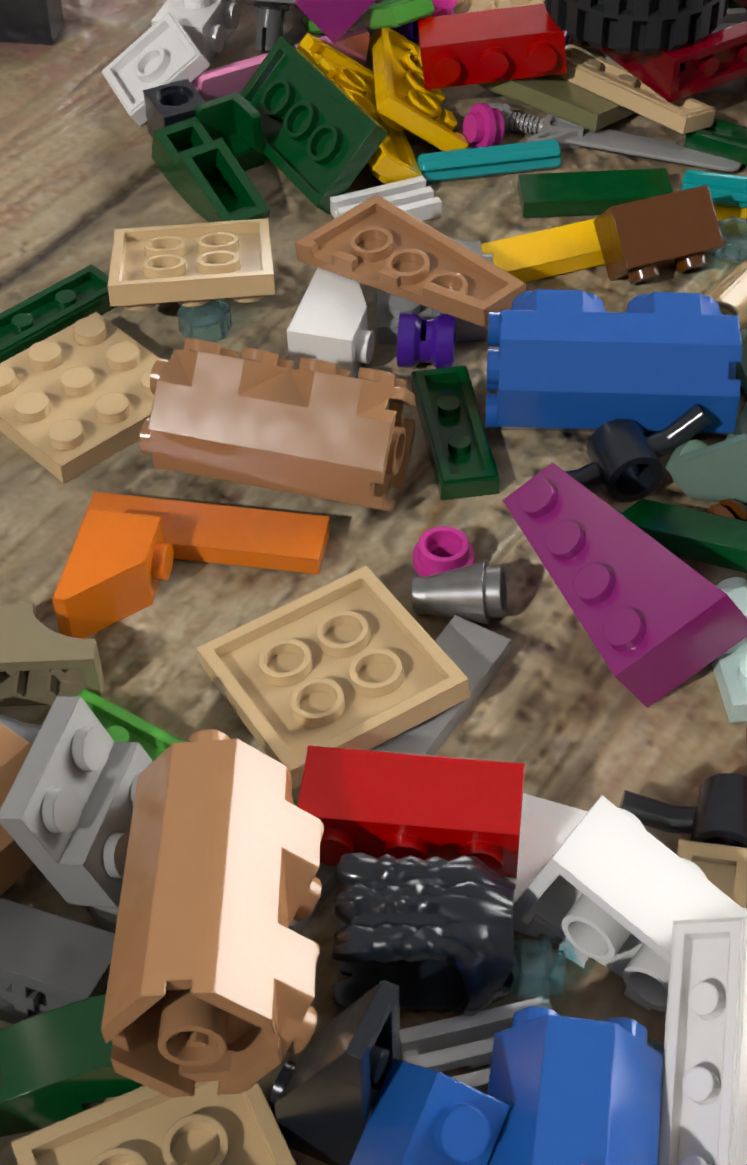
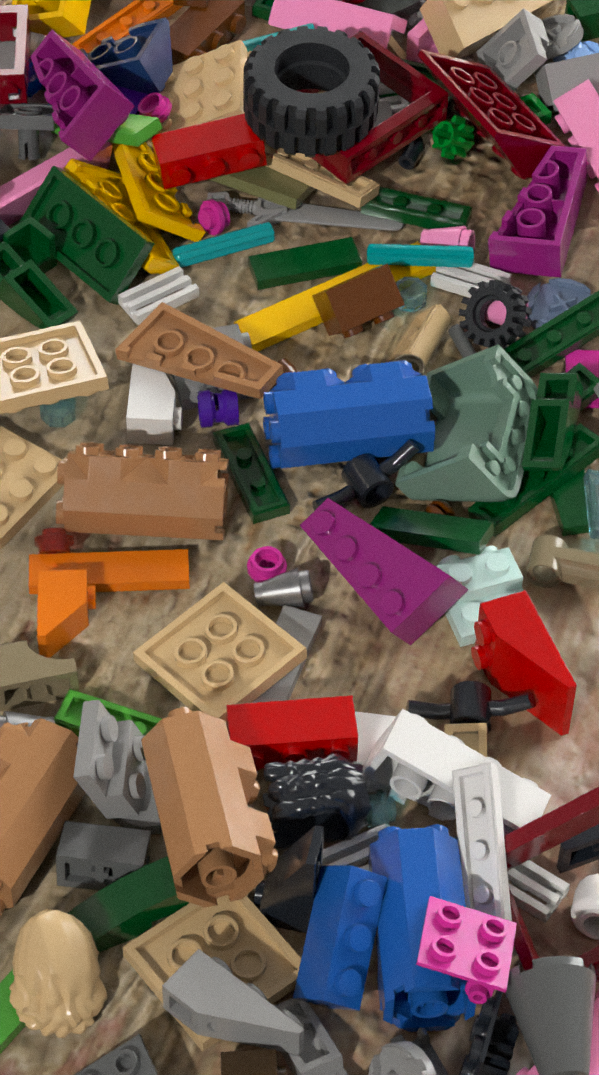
camera: 15 degrees left, 5 degrees up
(134, 477) = (54, 541): none -> clear red plate

